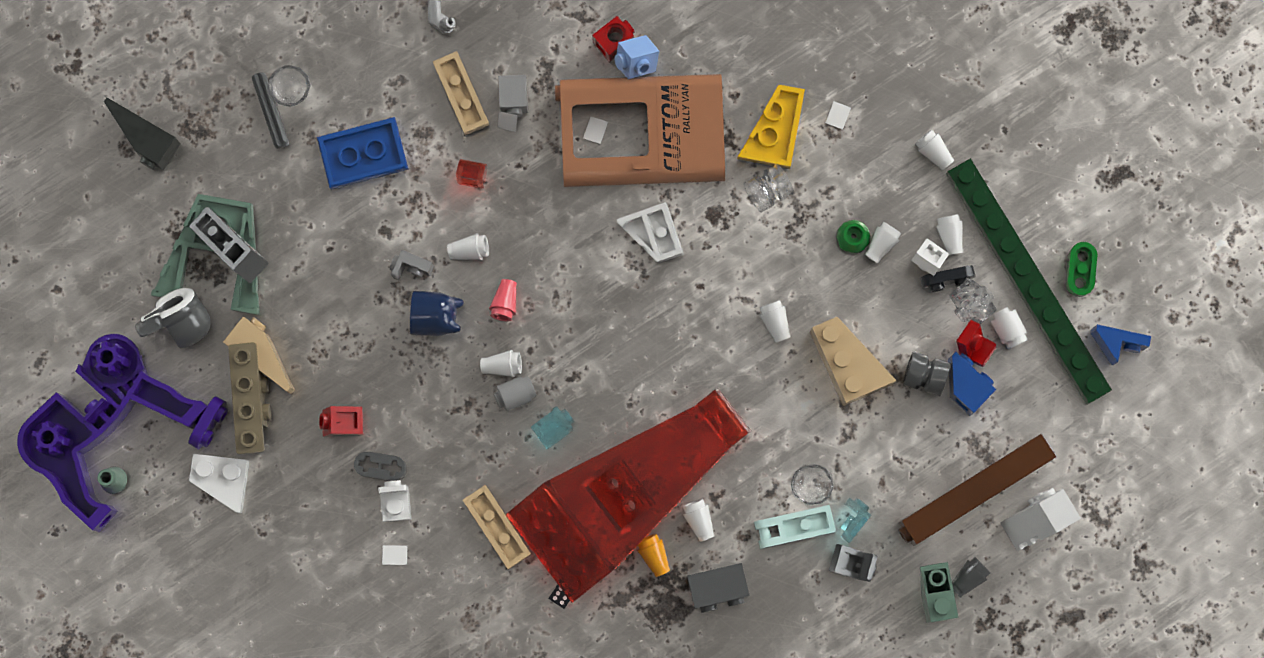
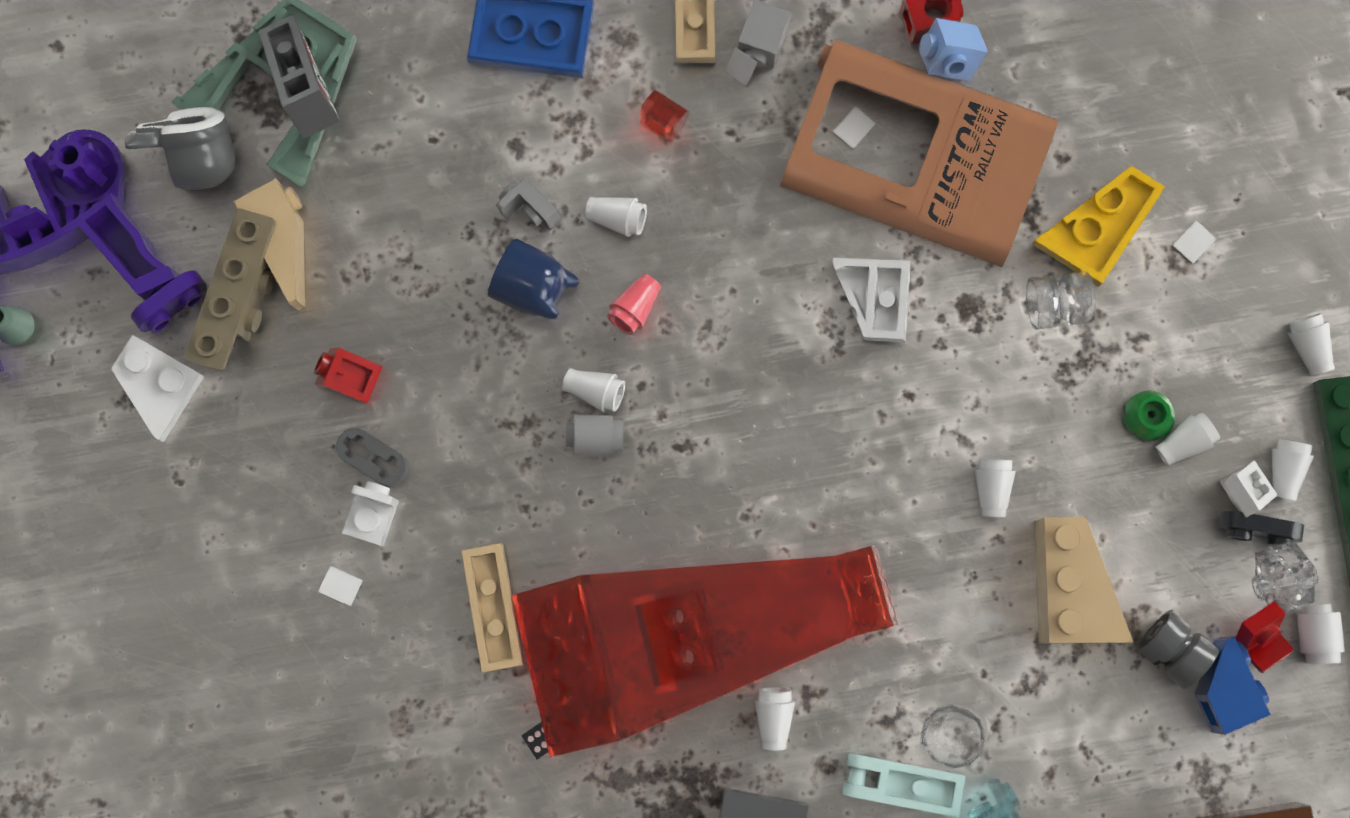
camera: 25 degrees right, 0 degrees up
(553, 427) = (627, 503): clear light blue bracket -> none
(654, 554) = (691, 739): light orange cone -> none

